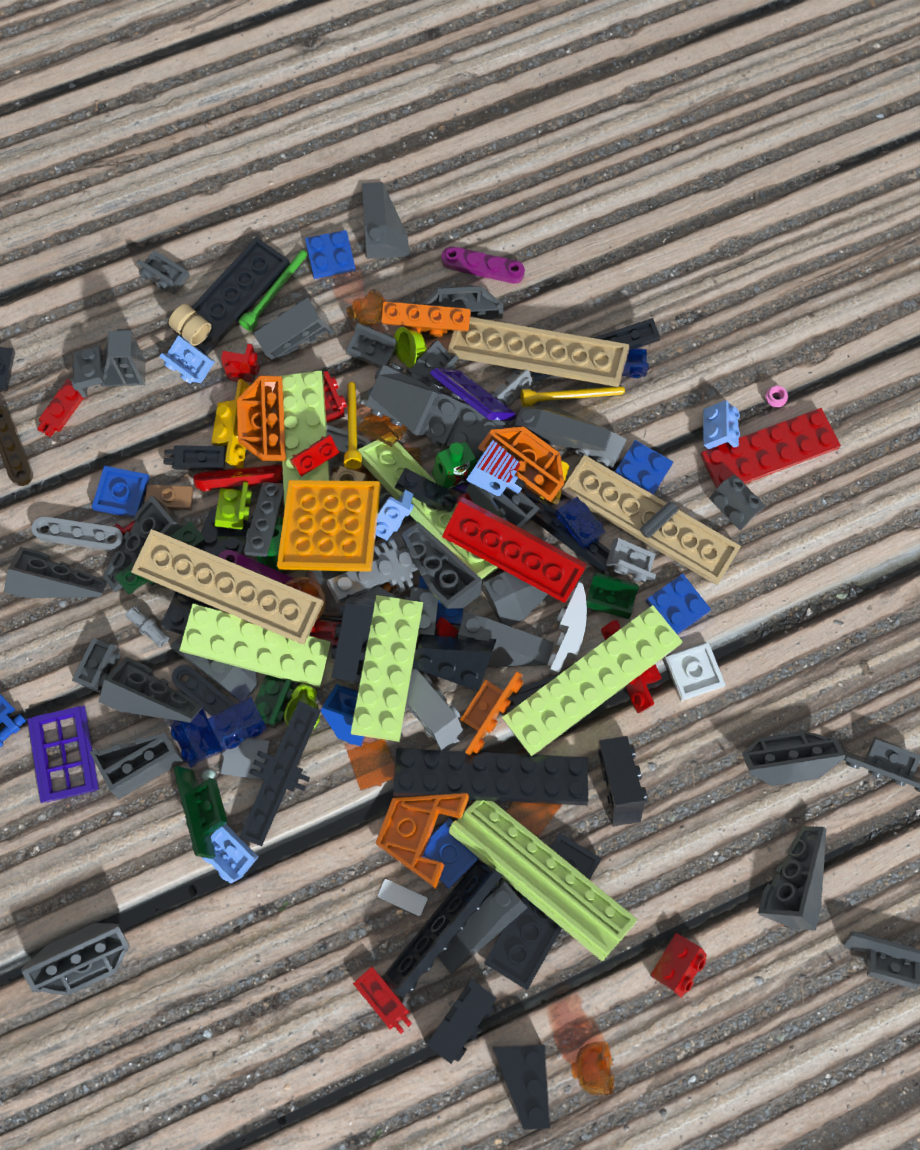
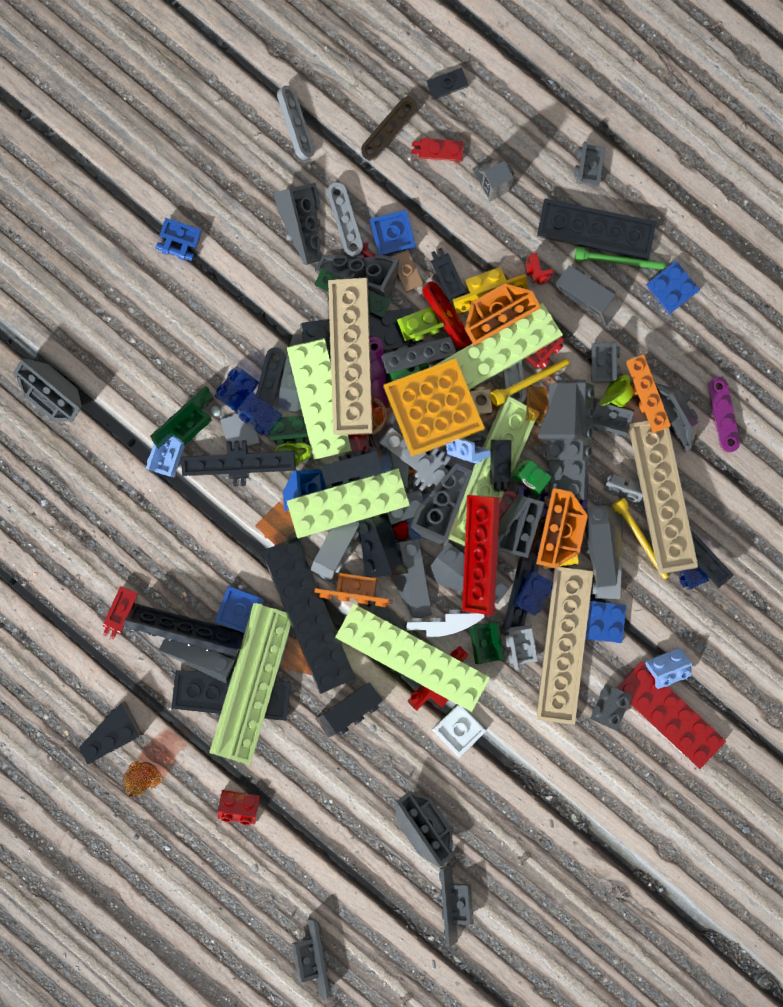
camera: 75 degrees right, 15 degrees up
(41, 759) = (190, 315): dark purple piece -> none
(87, 369) = (476, 154): dark grey bracket -> none
(96, 664) = (254, 289): dark grey bracket -> none
(136, 763) = (196, 357): dark grey wedge -> none
(137, 691) = (249, 332): dark grey wedge -> none
(147, 626) = (300, 309): light grey pin -> none
(187, 360) = (522, 225): light blue bracket -> none
(189, 324) = (549, 216): tan wheel -> none
(314, 455) = (478, 362): red hinge -> none
(367, 310) = (635, 344): clear orange hair -> none
(383, 228) = (718, 317): dark grey wedge -> none
(402, 897) = (195, 591): white sticker -> none
(409, 828) = (243, 574): orange wing -> none
(462, 1022) = (129, 673): black wedge -> none
(473, 394) = (595, 497): dark purple piece -> none
(496, 471) = (537, 512): light blue torso -> none
(659, 519) = (564, 652): dark grey axle -> none
(679, 604) = (505, 696): blue plate -> none
(778, 391) = (725, 701): bright pink plate -> none
(797, 889) = (330, 870): dark grey wedge -> none

